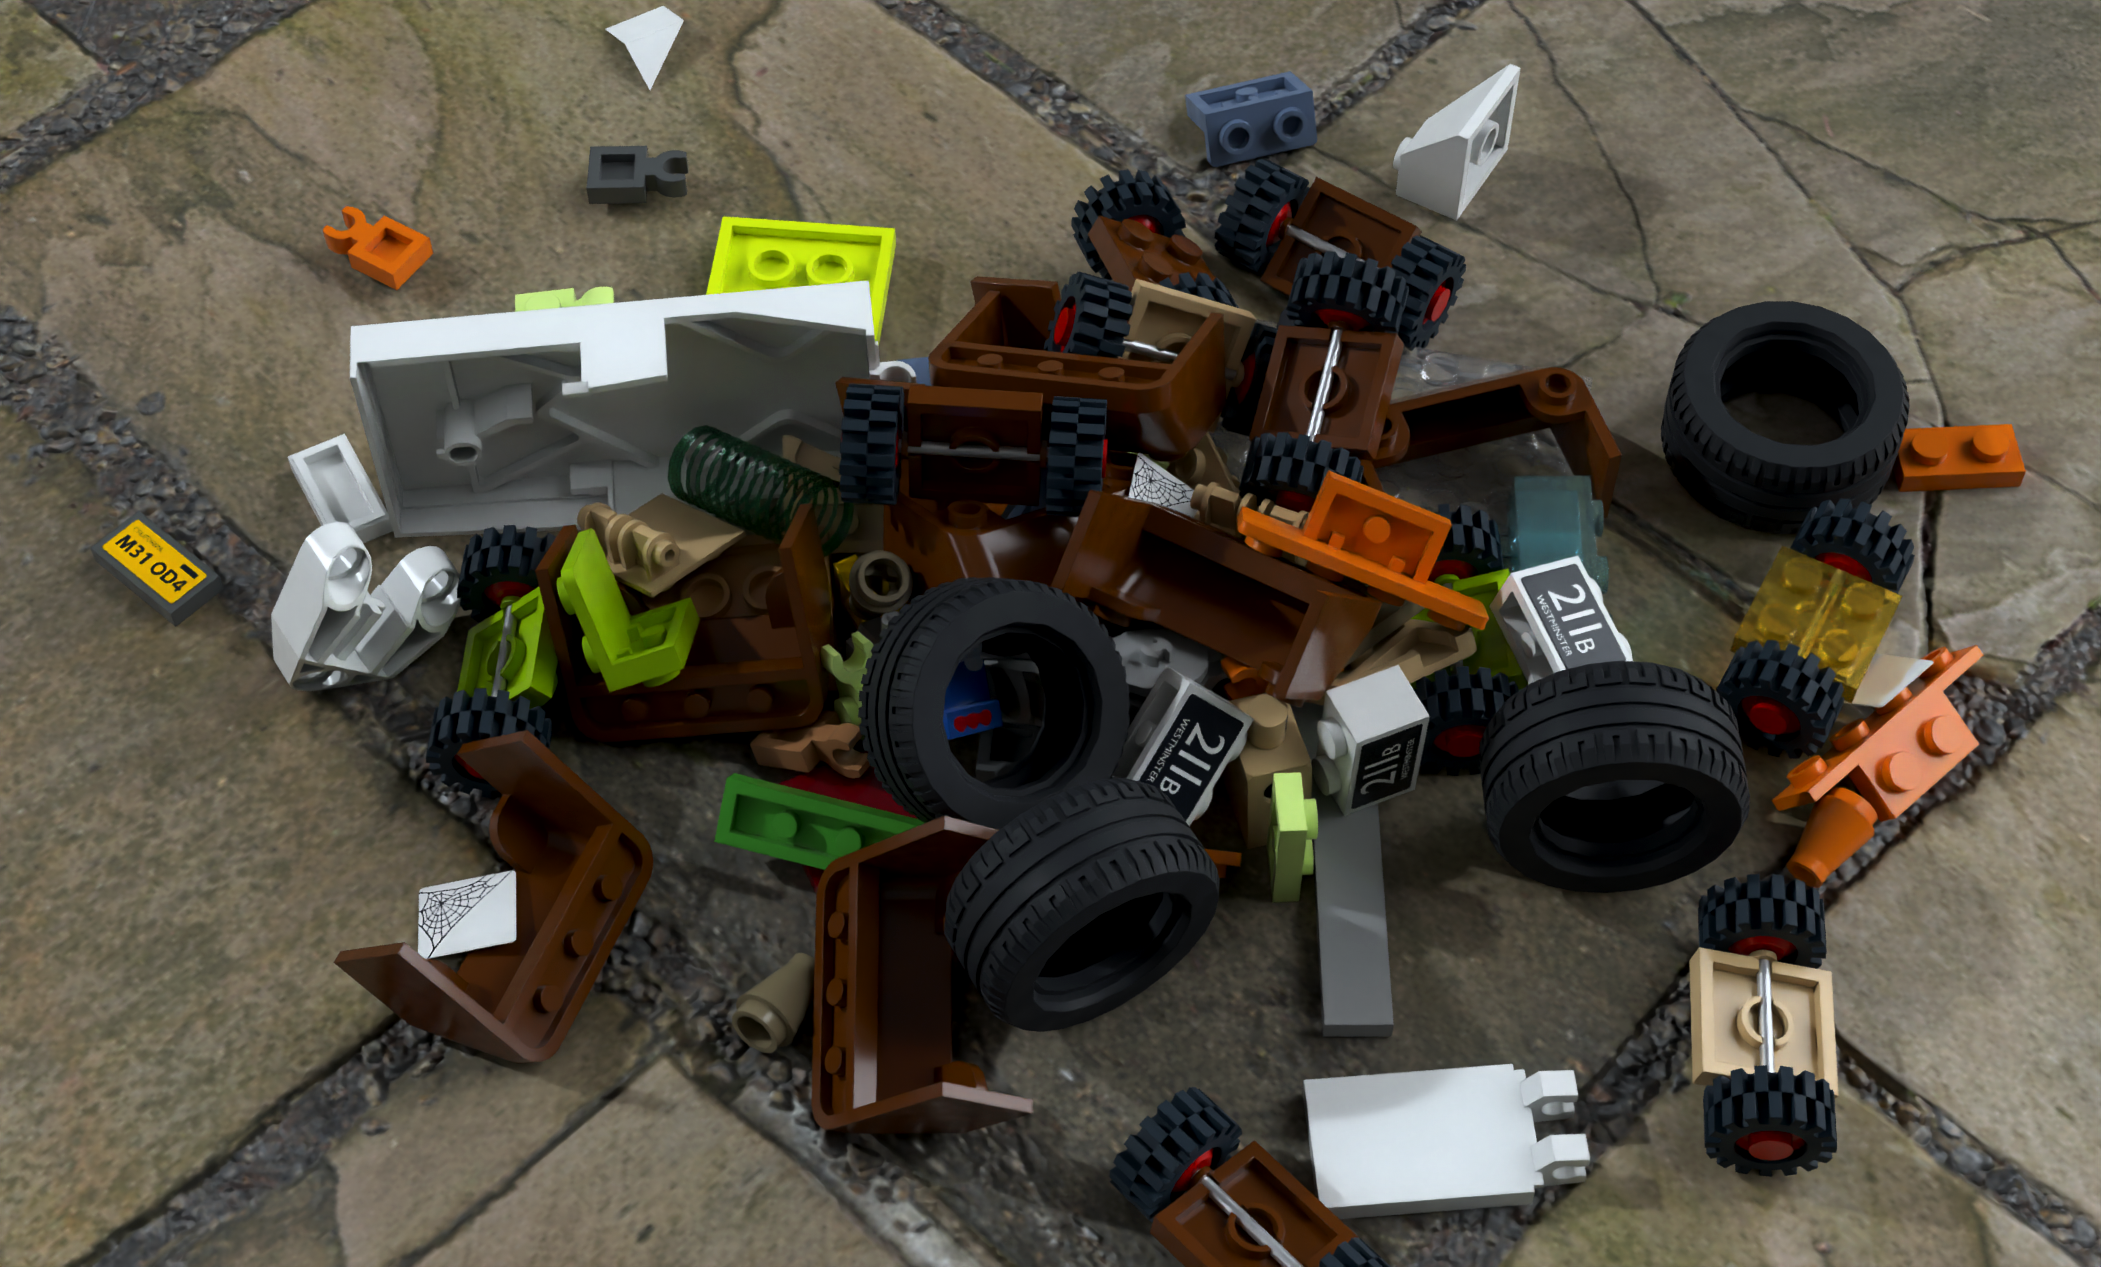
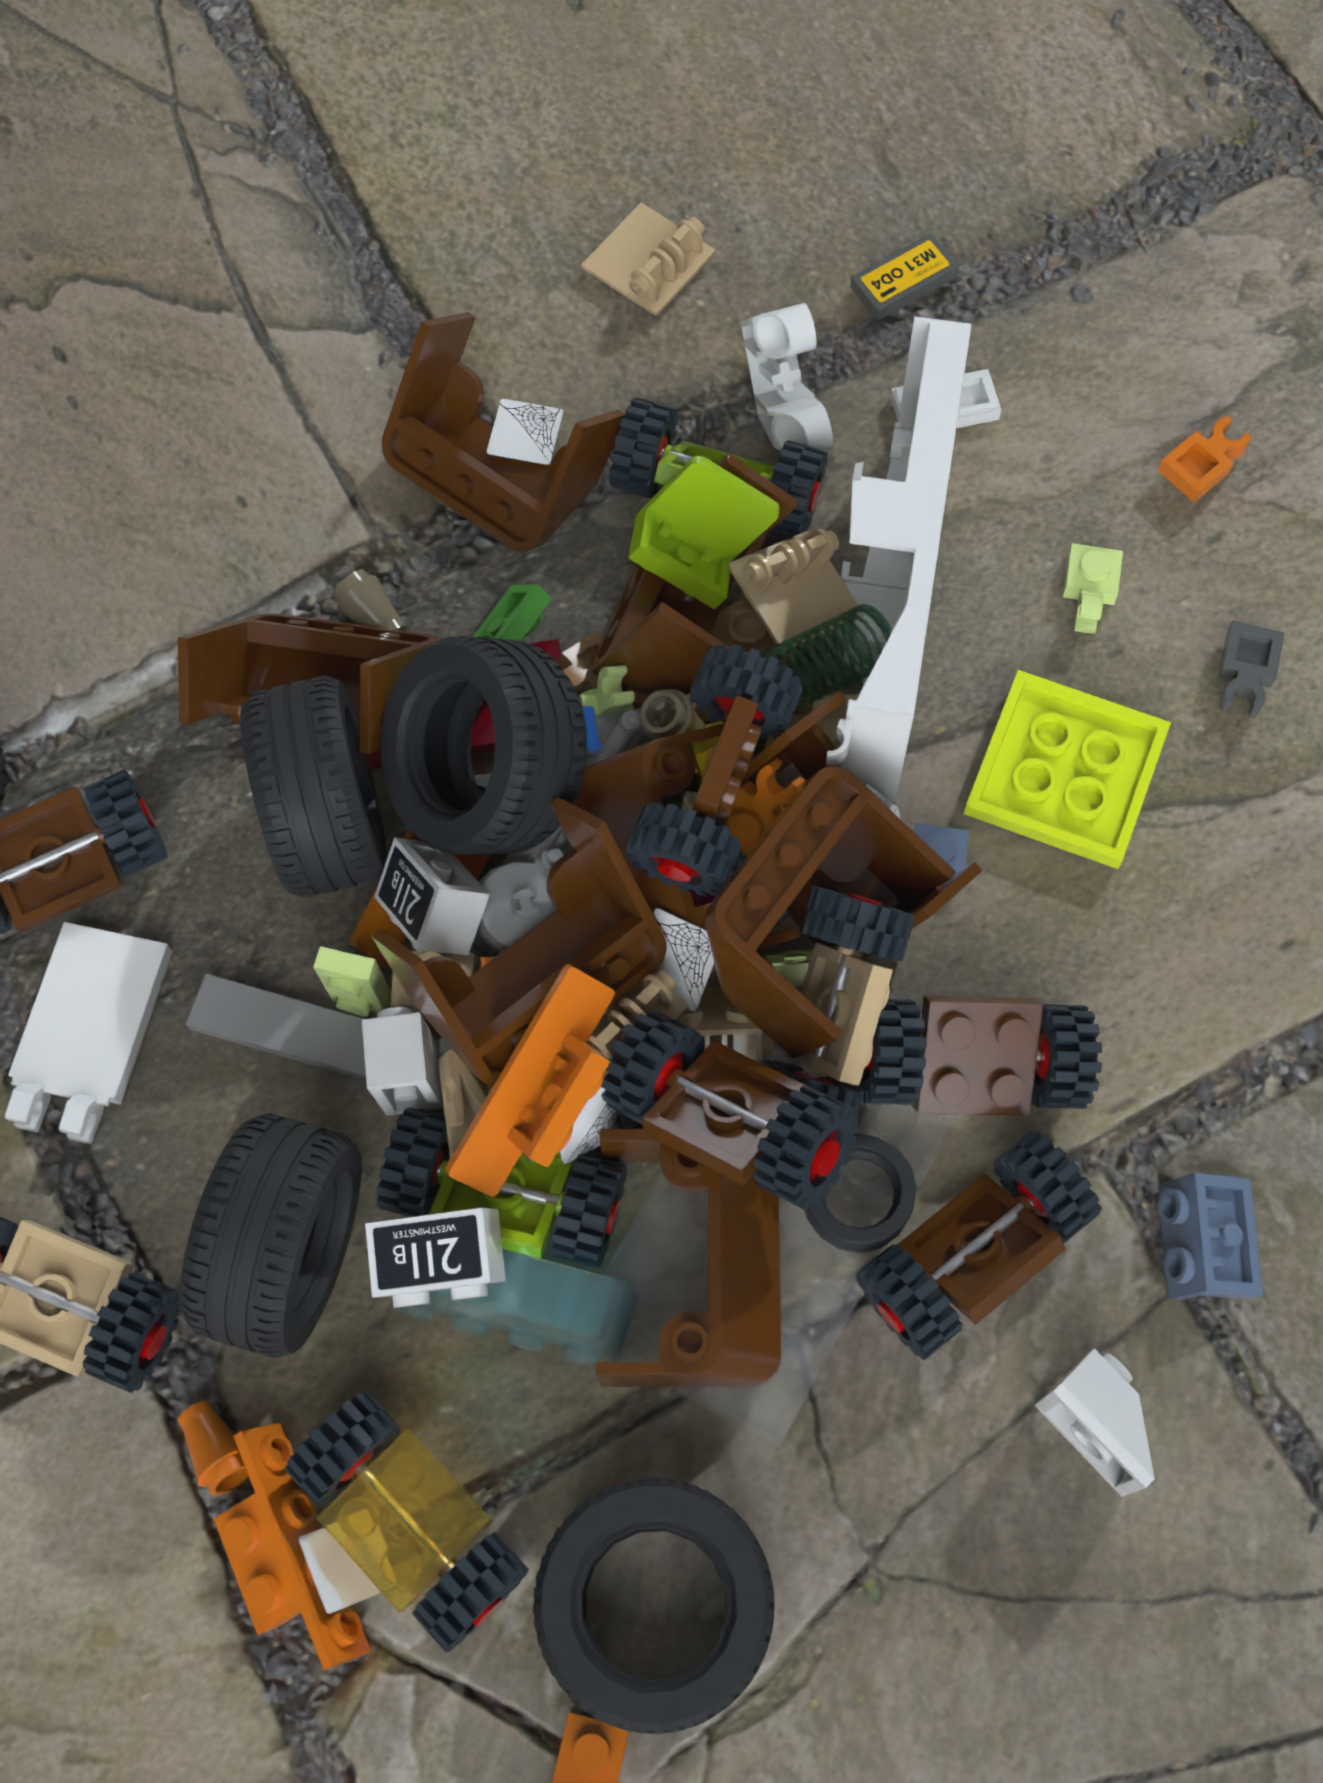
camera: 110 degrees right, 15 degrees up
(164, 843) = (650, 257): none -> tan hinge

